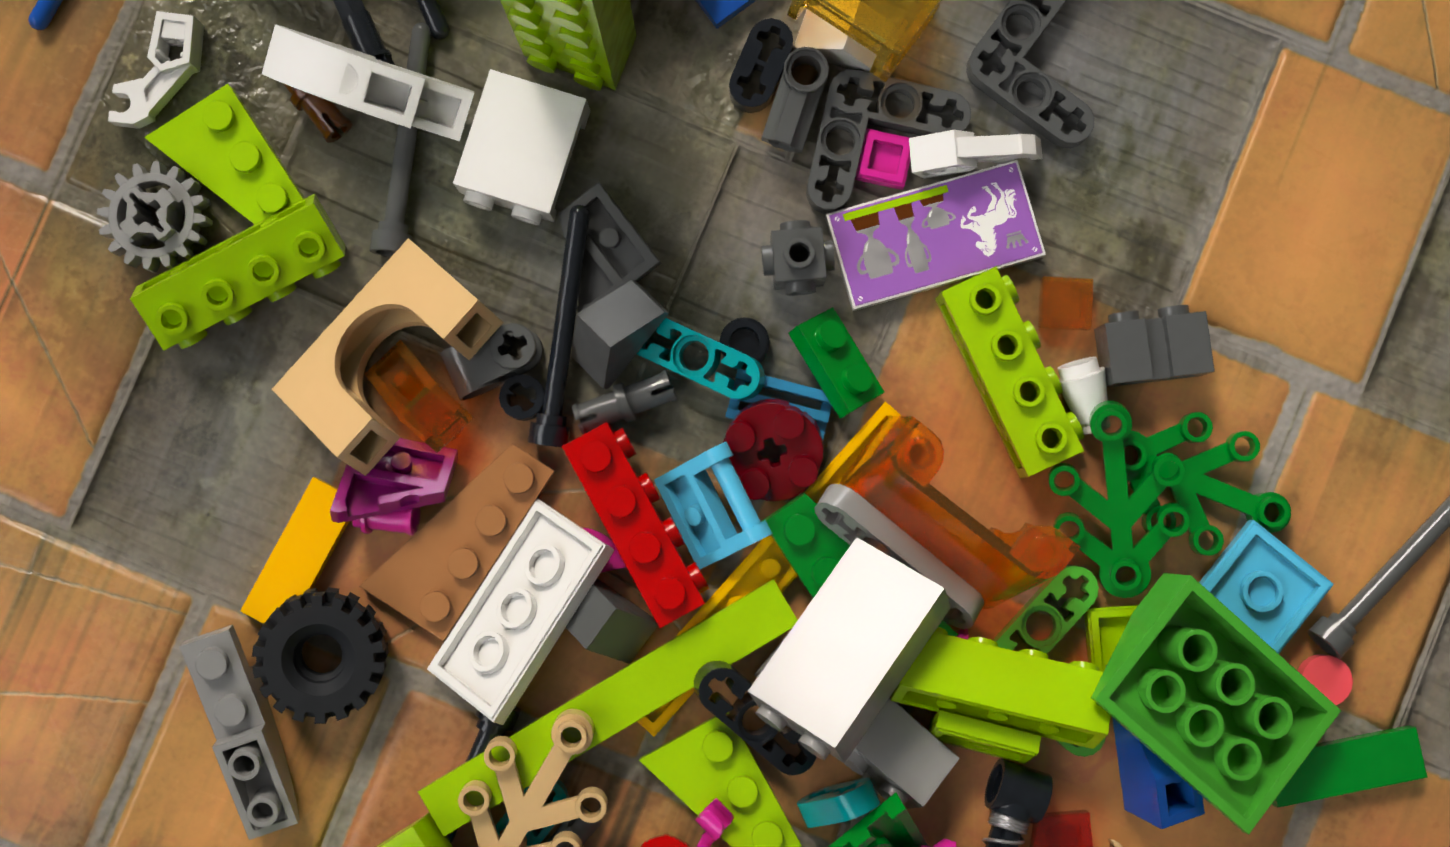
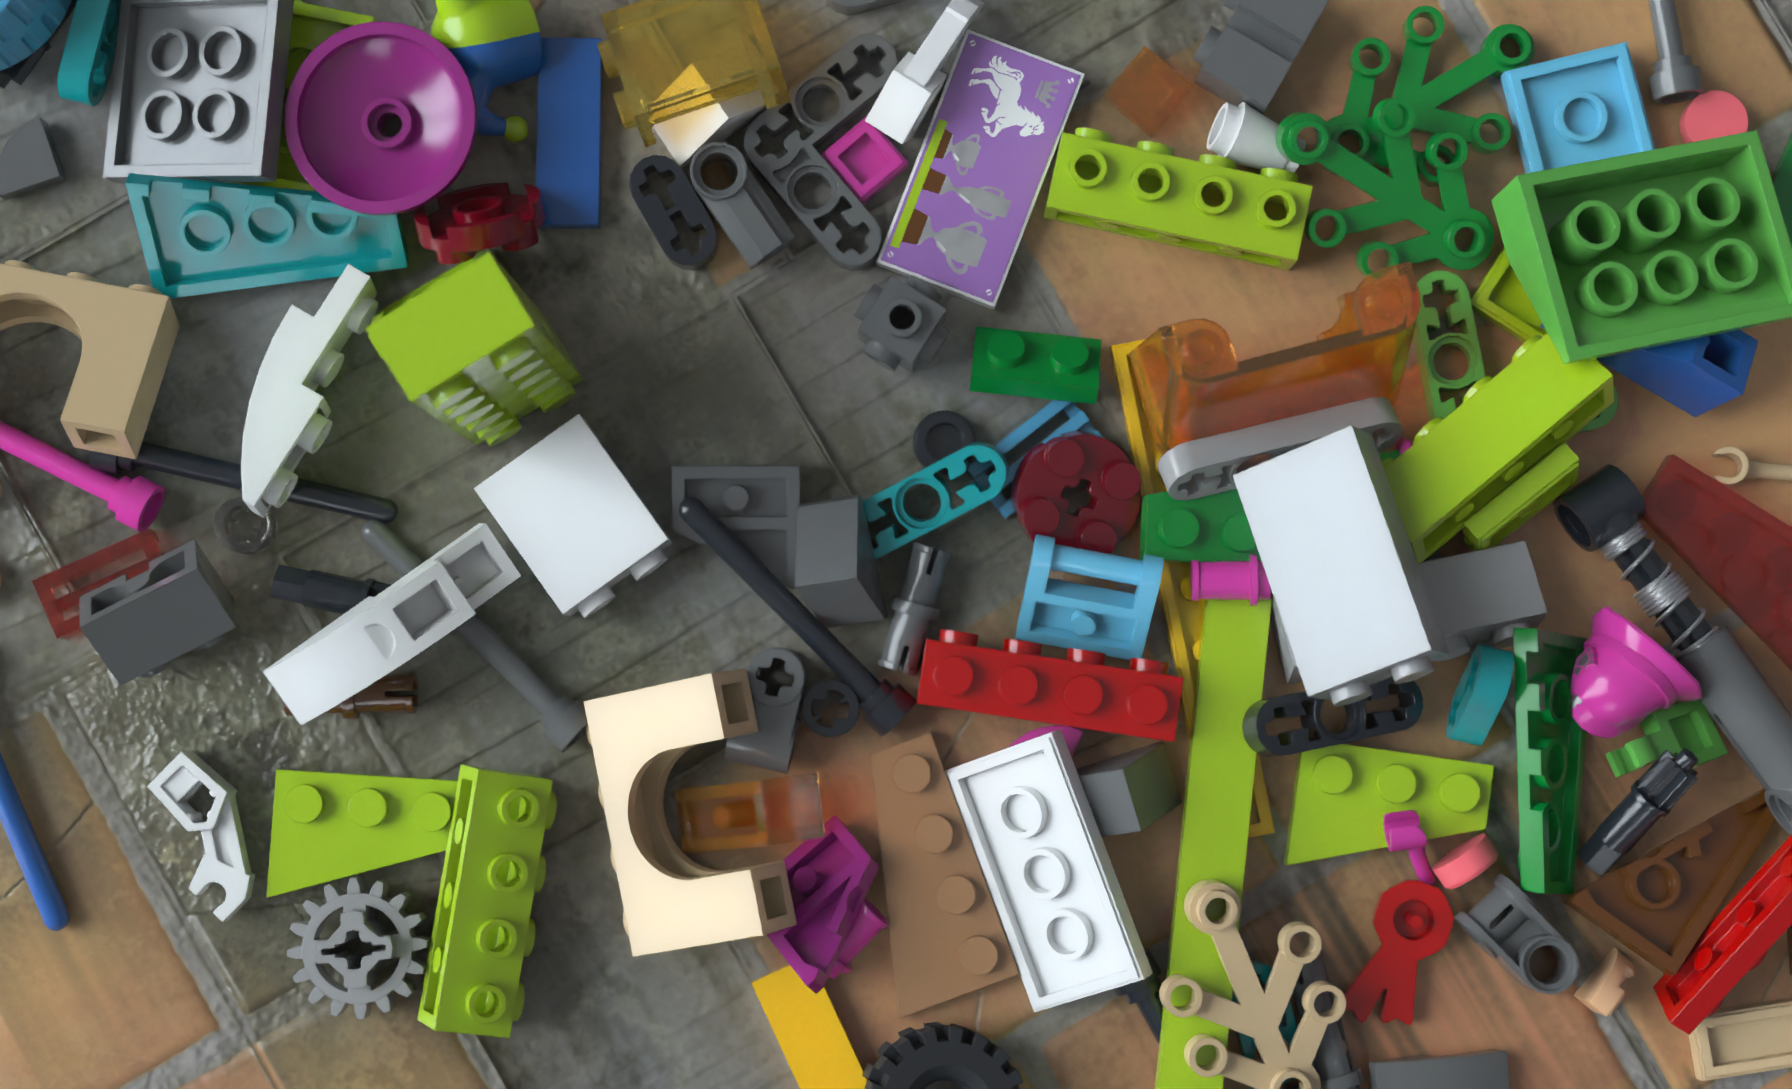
camera: 55 degrees left, 0 degrees up
(789, 586) = (1230, 580): none -> dark pink pin

